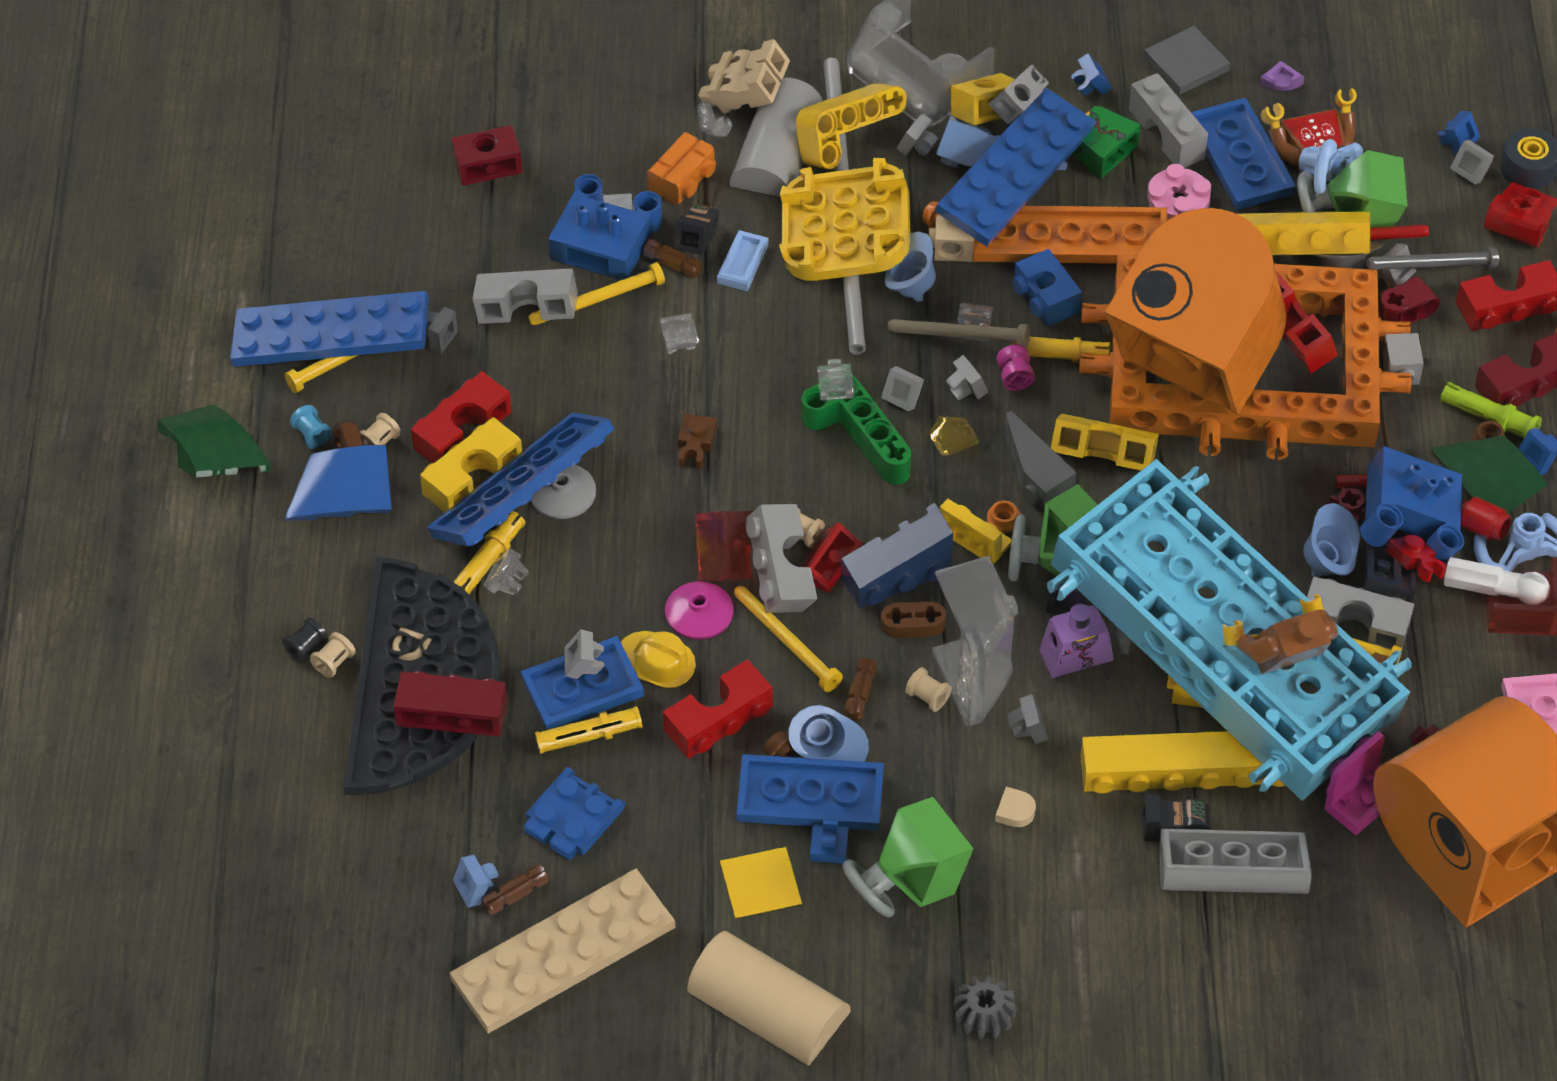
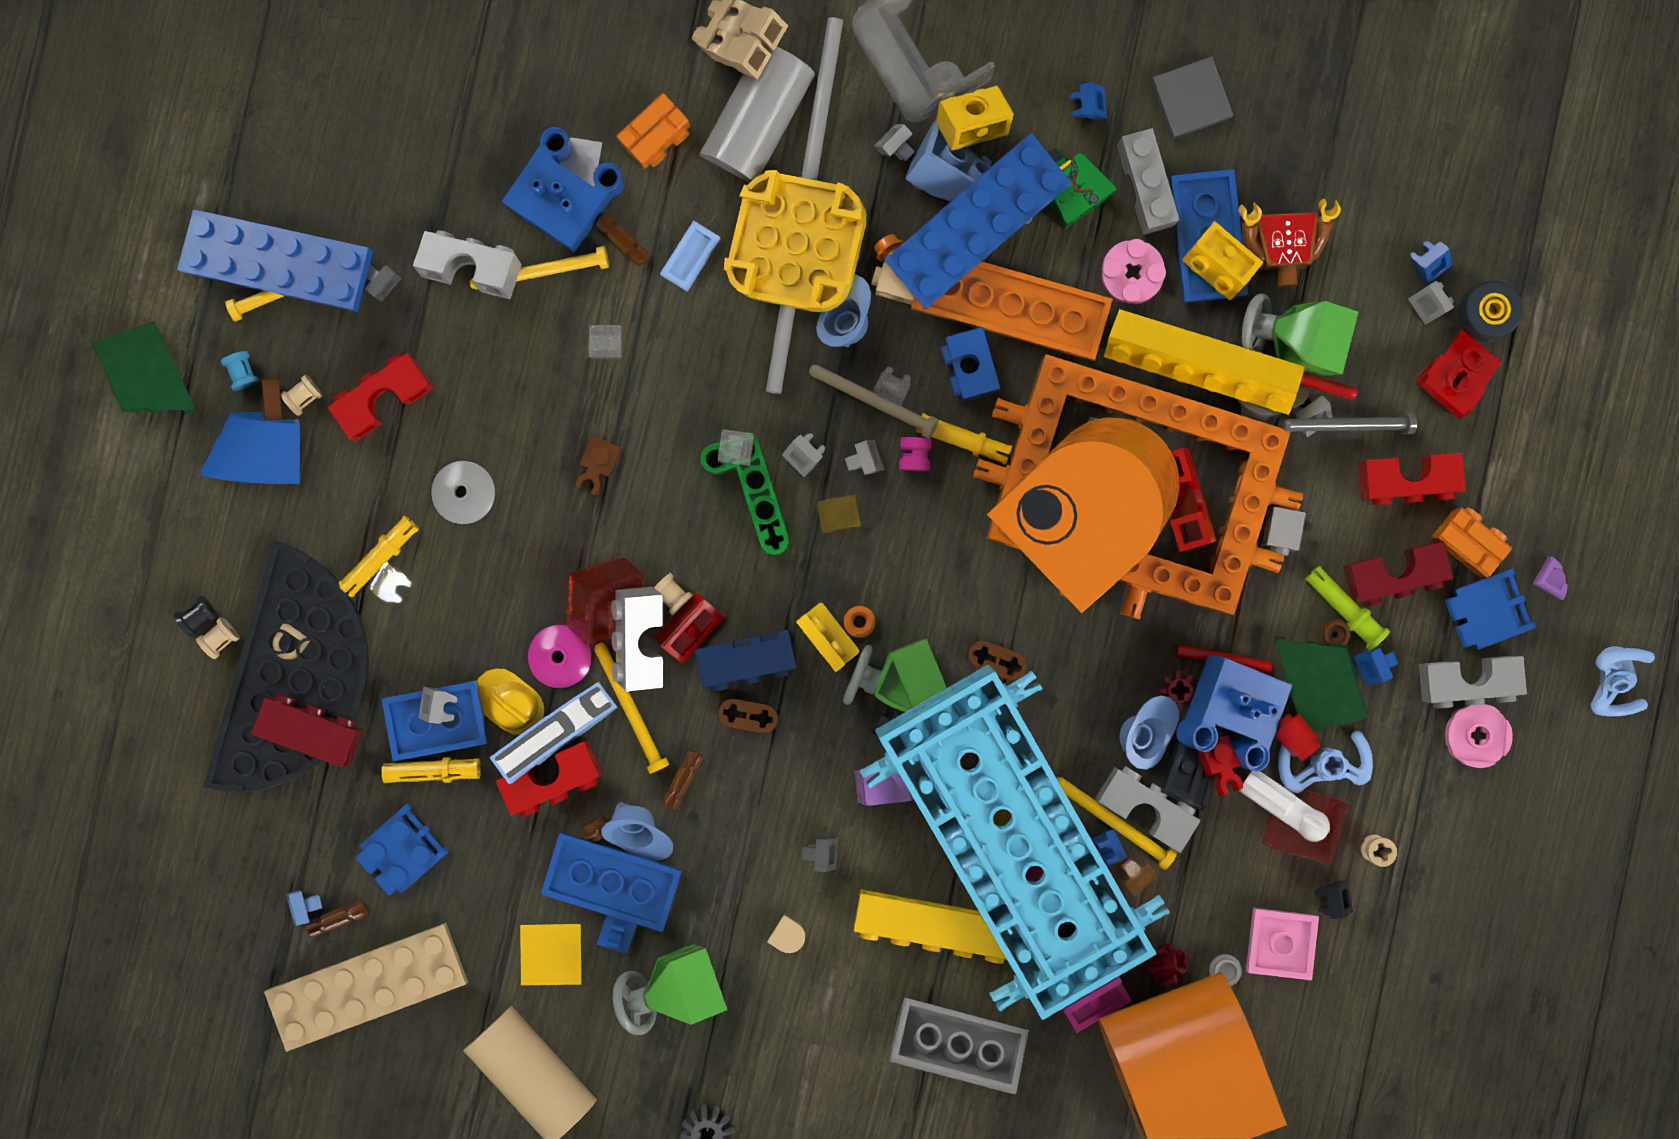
camera: 10 degrees right, 35 degrees up
(486, 155) = (483, 77): dark red brick -> none
(486, 448) = (355, 465): yellow arch -> none
(520, 479) = (421, 485): blue plate -> none
(696, 225) = (651, 214): black leg -> none
(701, 669) = (553, 732): none -> slope
(710, 125) = (696, 74): clear arm -> none
(823, 122) = (828, 108): yellow beam -> none
(928, 689) = (741, 798): tan bush -> none
(981, 660) = (784, 794): clear windscreen -> none
(1019, 94) = (1005, 134): light grey leg -> none
(1037, 466) = (904, 580): dark grey slope -> none
(1094, 438) = (995, 574): yellow arch -> none
(1173, 815) = (922, 983): black leg -> none
(1259, 160) = (1222, 261): none -> yellow bracket
(1281, 78) = (1280, 142): medium lavender tile -> none
(1287, 640) = (1058, 905): dark orange torso -> none
(1327, 161) = (1285, 289): light blue piece -> none
(1408, 302) = (1311, 462): dark red piece -> none

